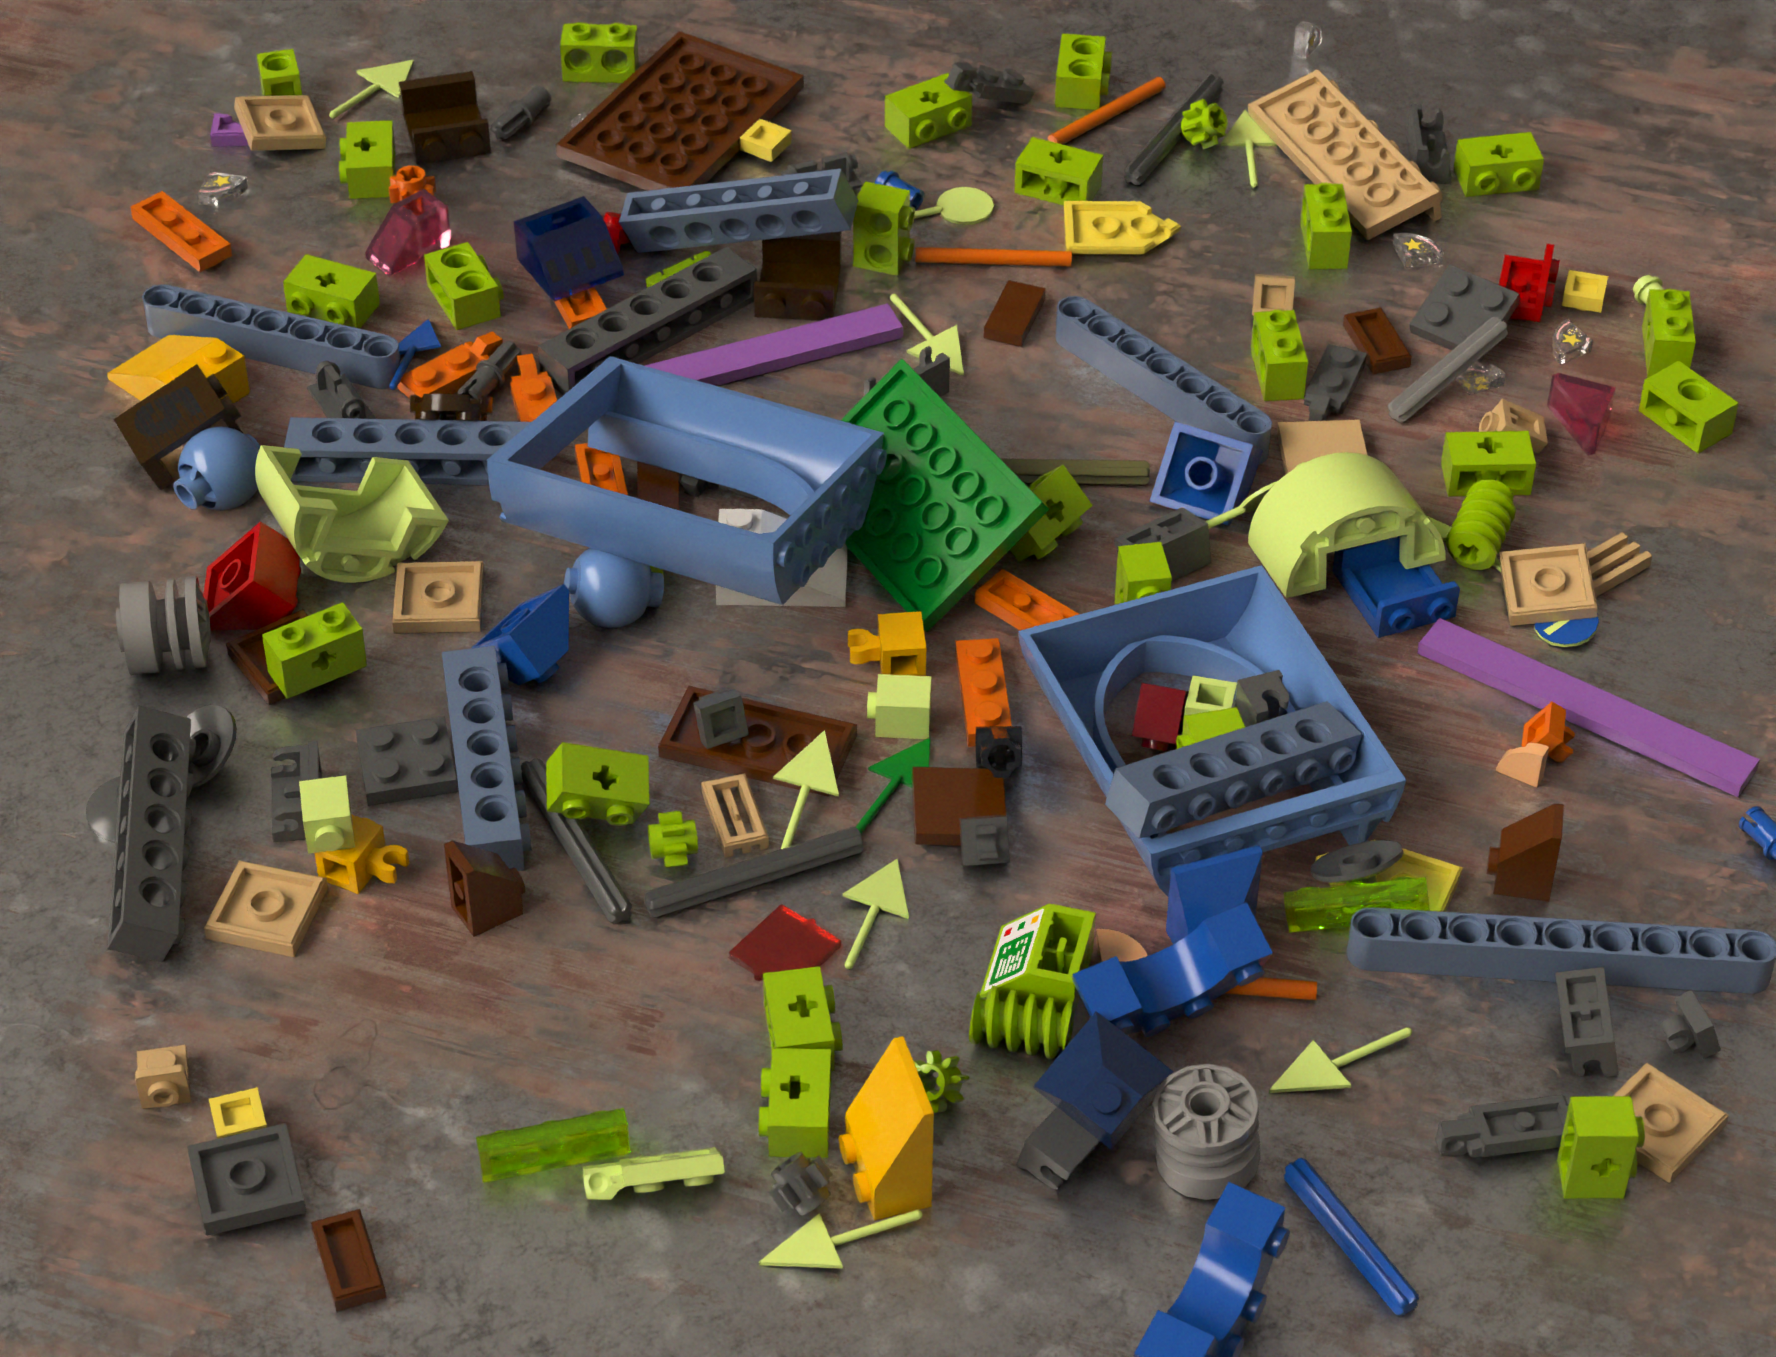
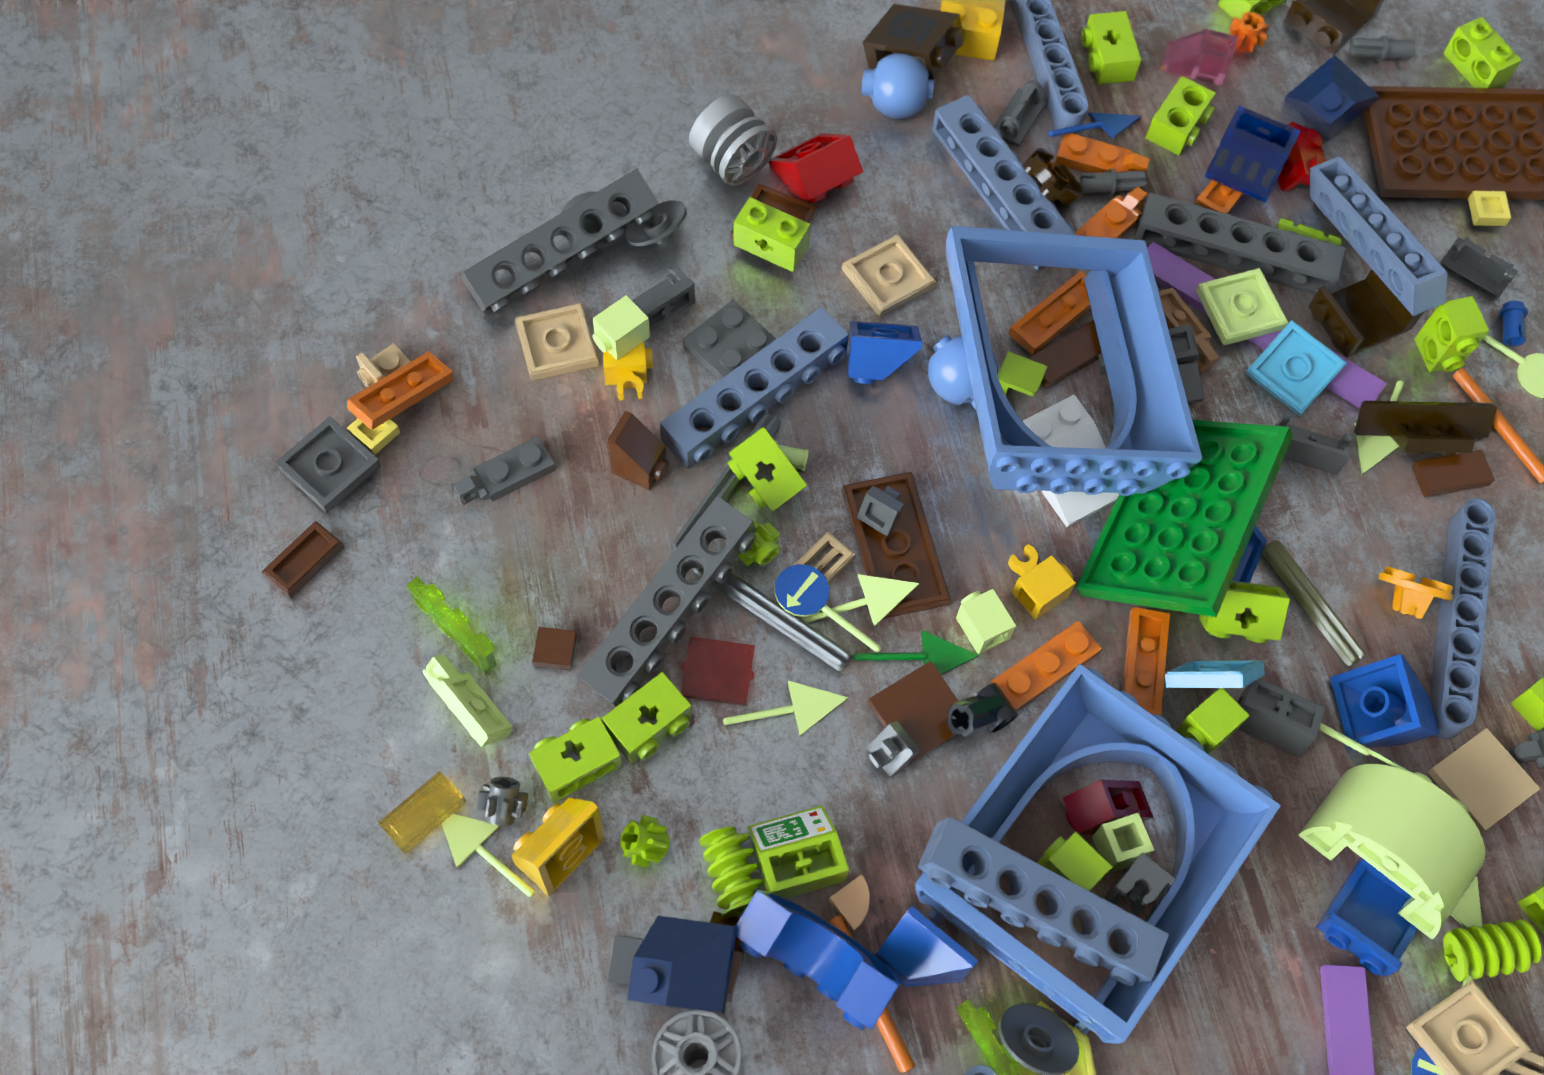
camera: 55 degrees right, 20 degrees up
(215, 1061) = (399, 390): none -> orange plate
(351, 532) = (895, 183): yellowish green cylinder -> none
(397, 1022) = (506, 472): none -> dark grey hinge
(543, 173) = (1331, 97): none -> dark blue slope
(650, 1073) = (554, 648): none -> reddish brown tile
(720, 1035) = (716, 522): none -> dark grey brick
(721, 353) = (1241, 306): none -> yellowish green tile
(755, 1269) = (422, 812): none -> clear yellow tile
(763, 830) = (805, 592): none -> blue piece
(819, 353) = (1295, 368): none -> medium azure tile
(955, 297) = (1427, 425): none -> dark brown bracket
(1096, 555) = (1215, 674): none -> medium azure tile
(1113, 392) = (1413, 597): none -> light orange plate

